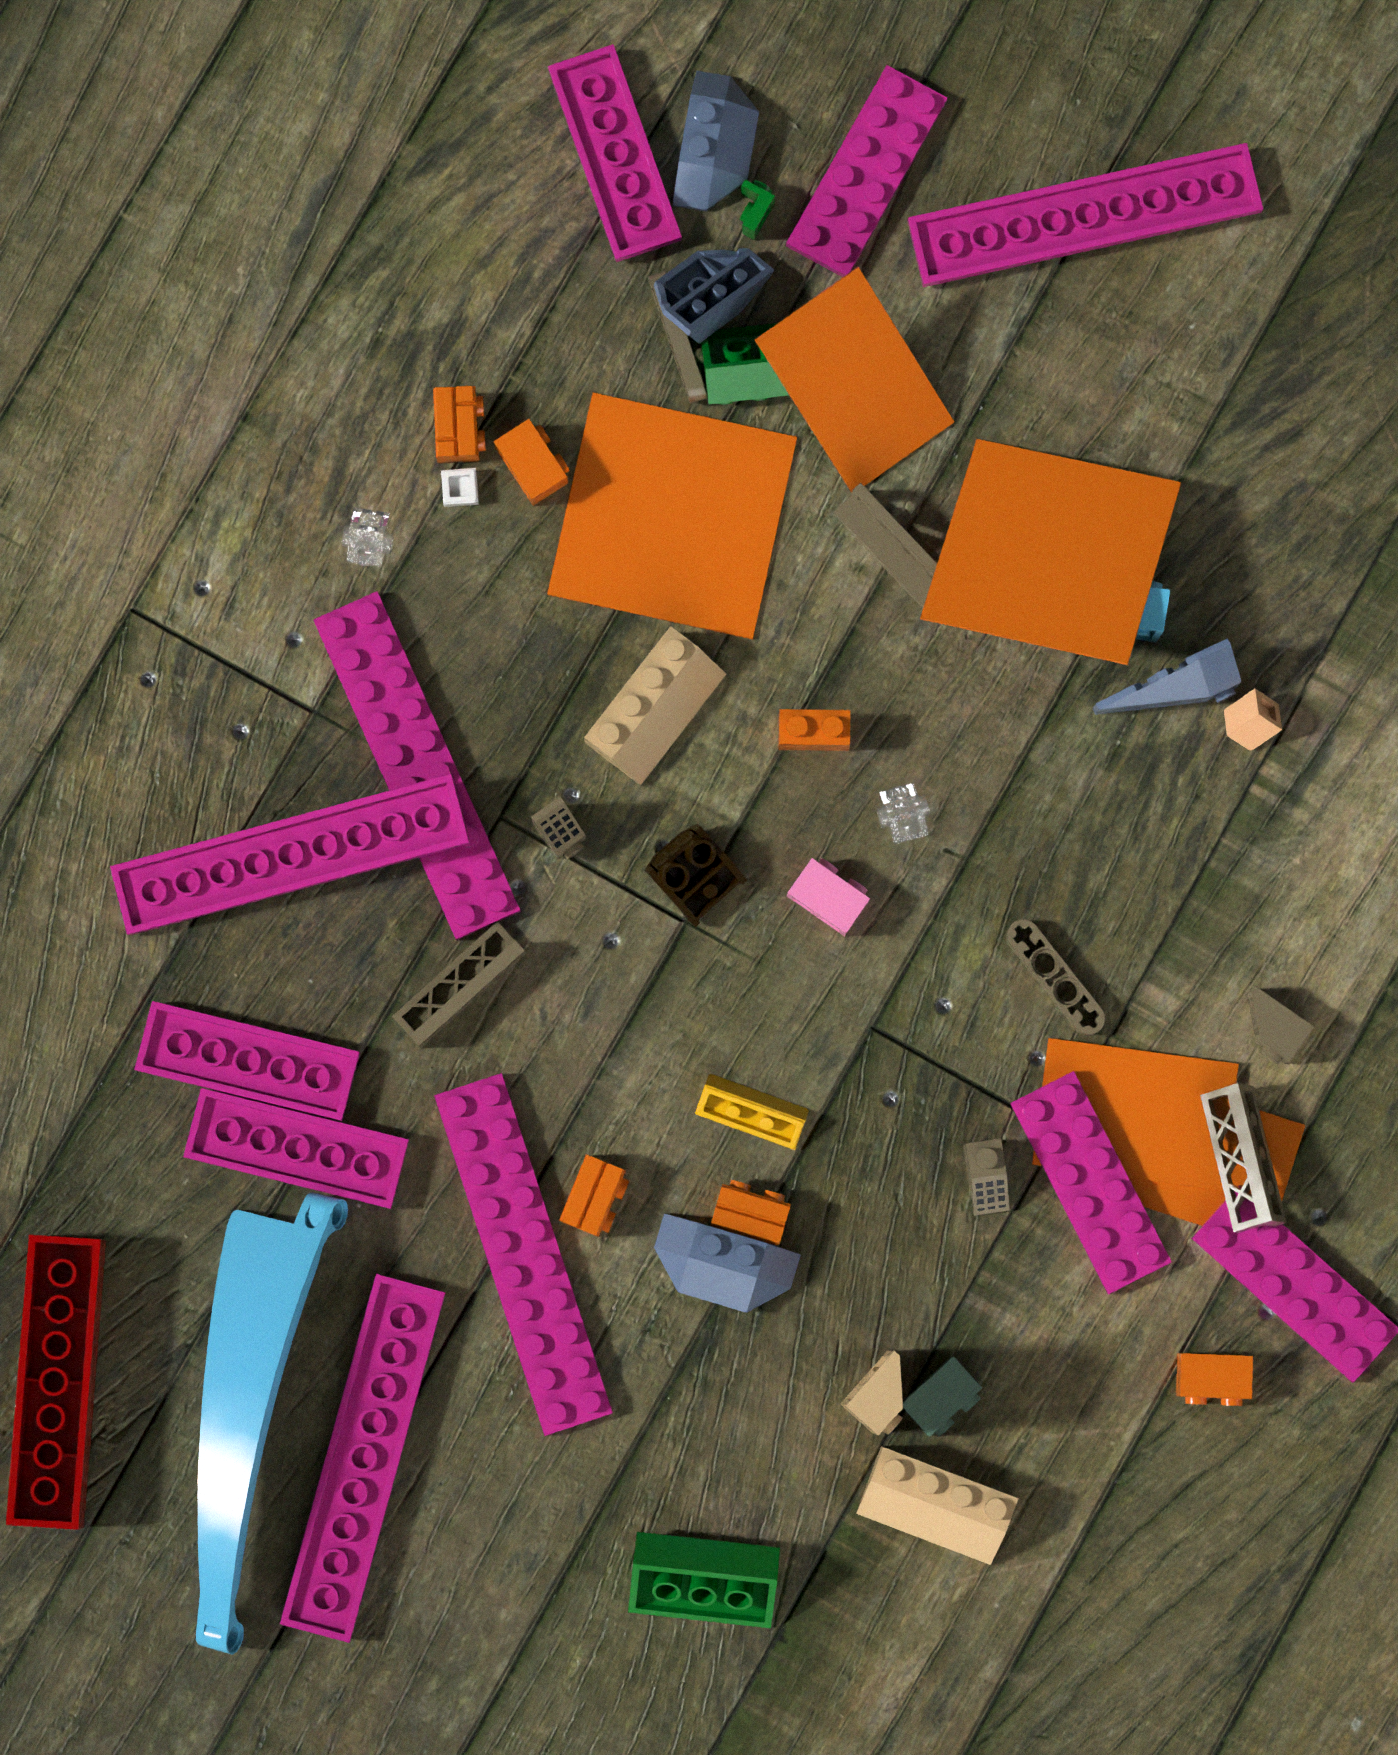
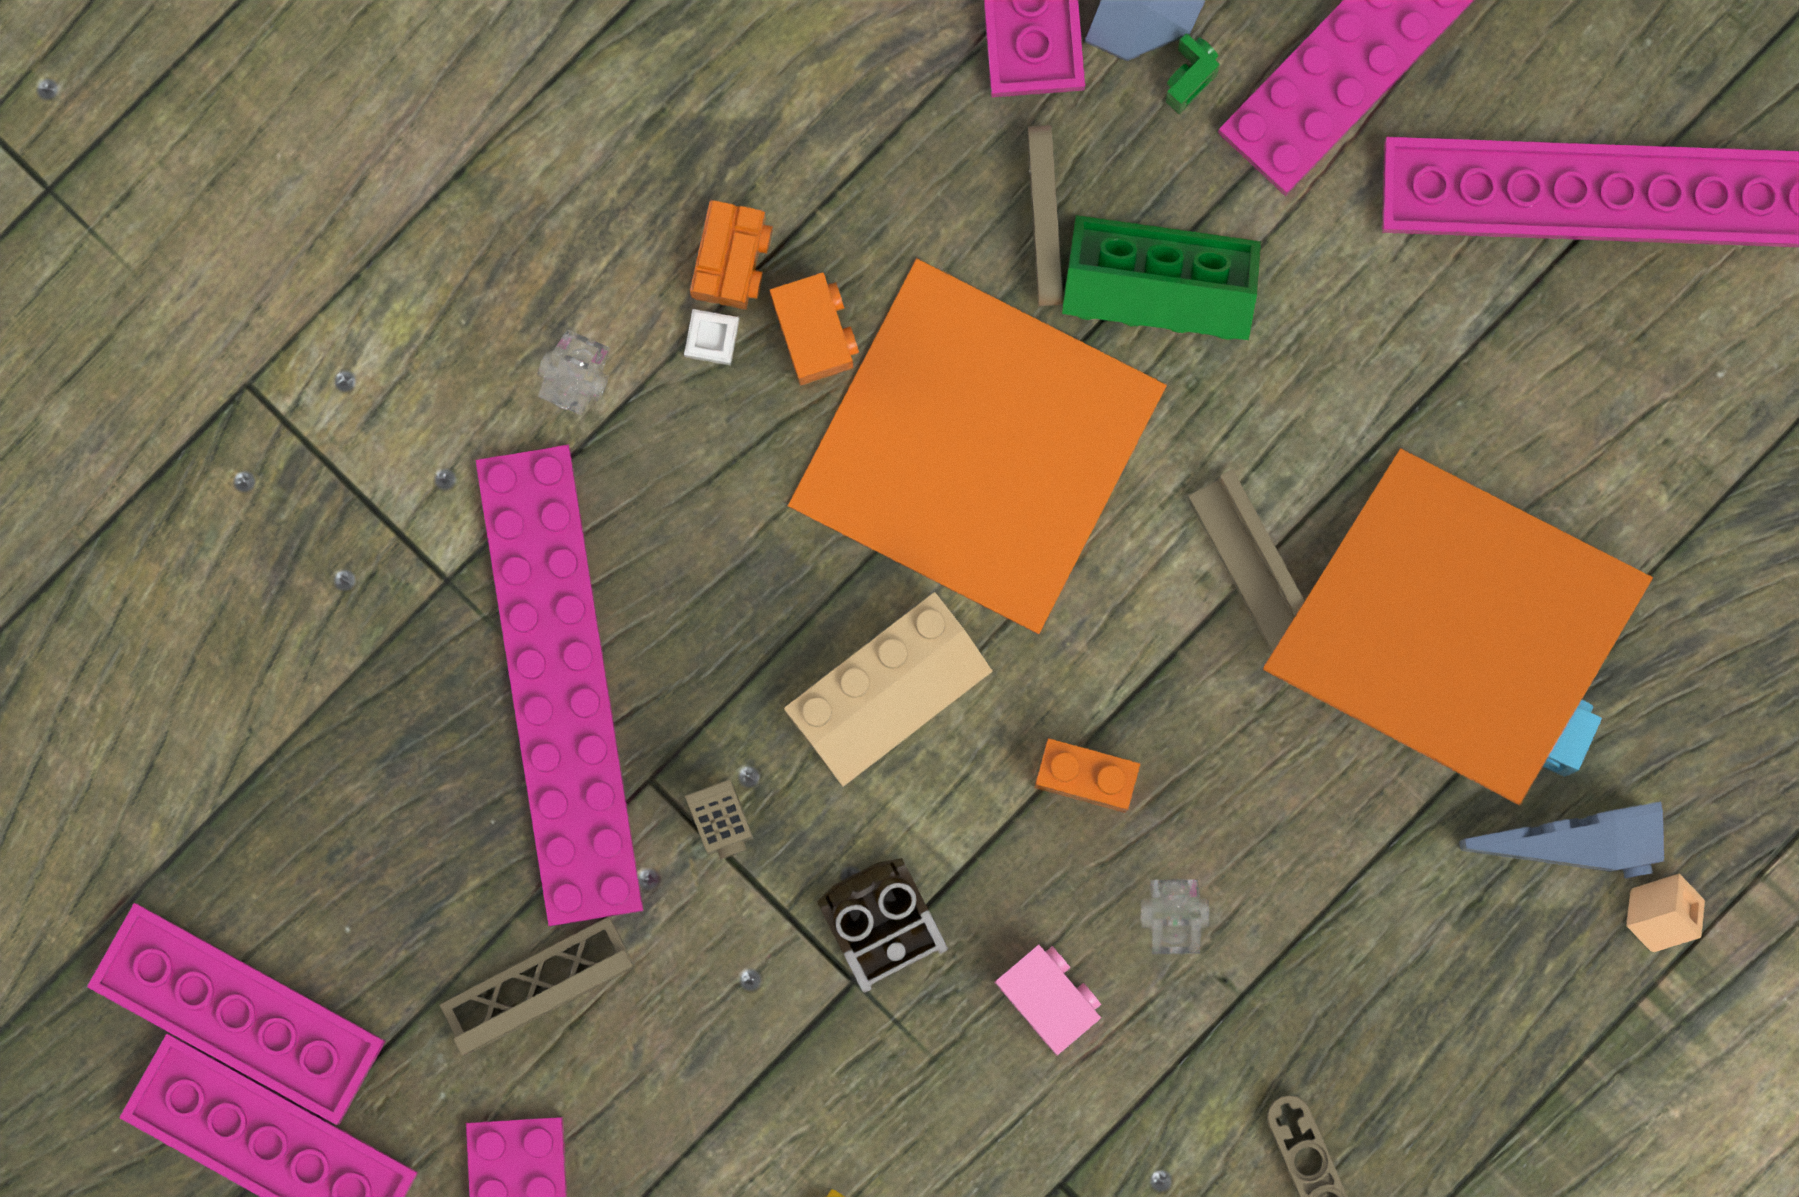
camera: 20 degrees right, 0 degrees up
(290, 854) = (363, 759): dark pink plate -> none
(710, 289) = (1103, 165): sand blue wedge -> none
(854, 380) = (1260, 332): orange piece -> none

